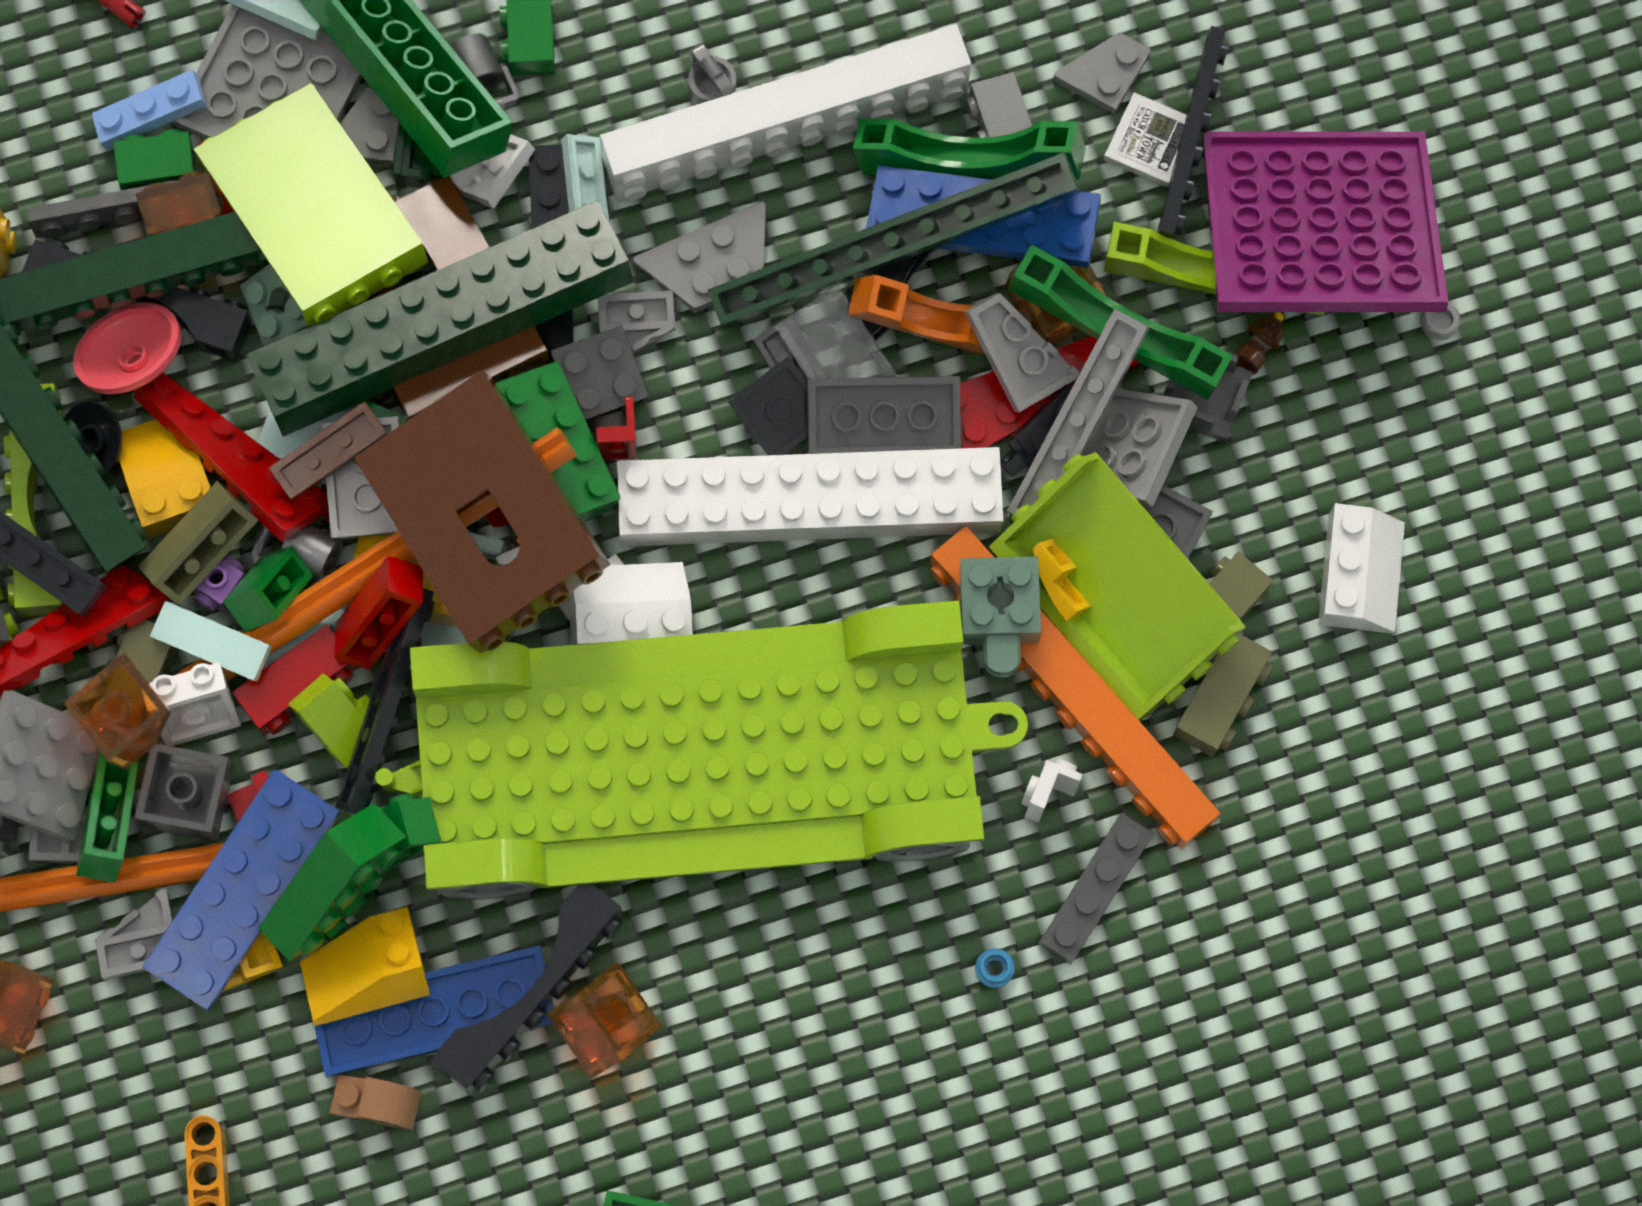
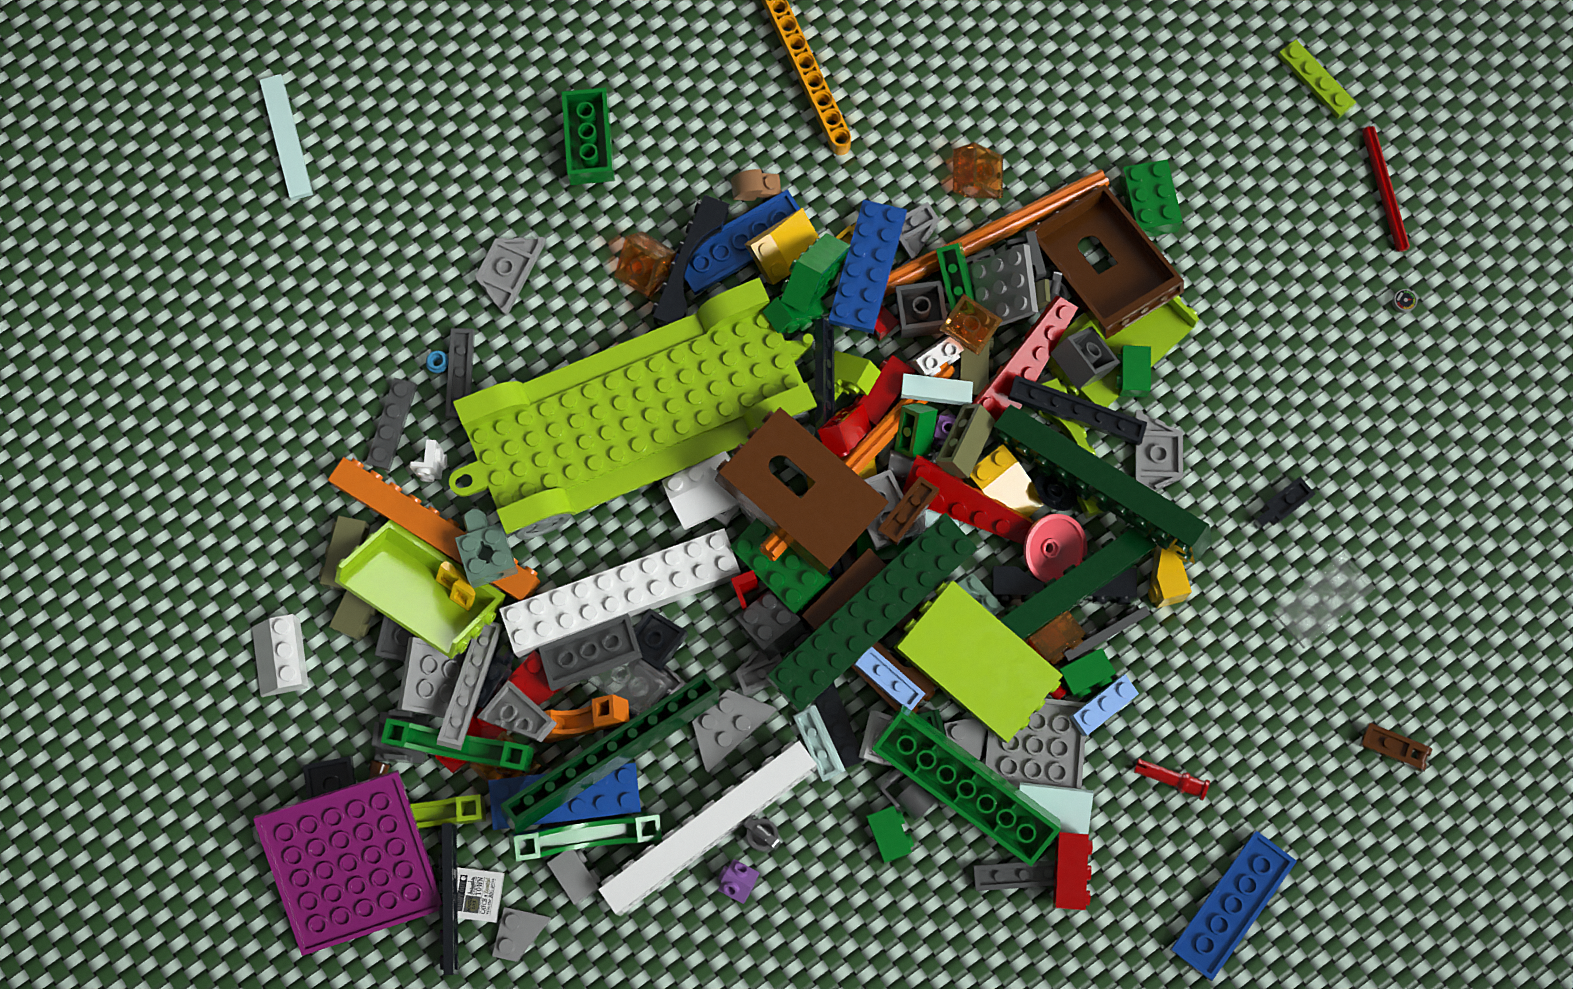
camera: 170 degrees right, 0 degrees up
(445, 219) = (889, 678): none -> light blue plate
(768, 35) = (737, 880): none -> medium lavender brick
(834, 1090) = (508, 268): none -> light grey wing
(962, 934) = (459, 368): none -> dark grey plate
(1327, 356) = (328, 776): none -> black plate

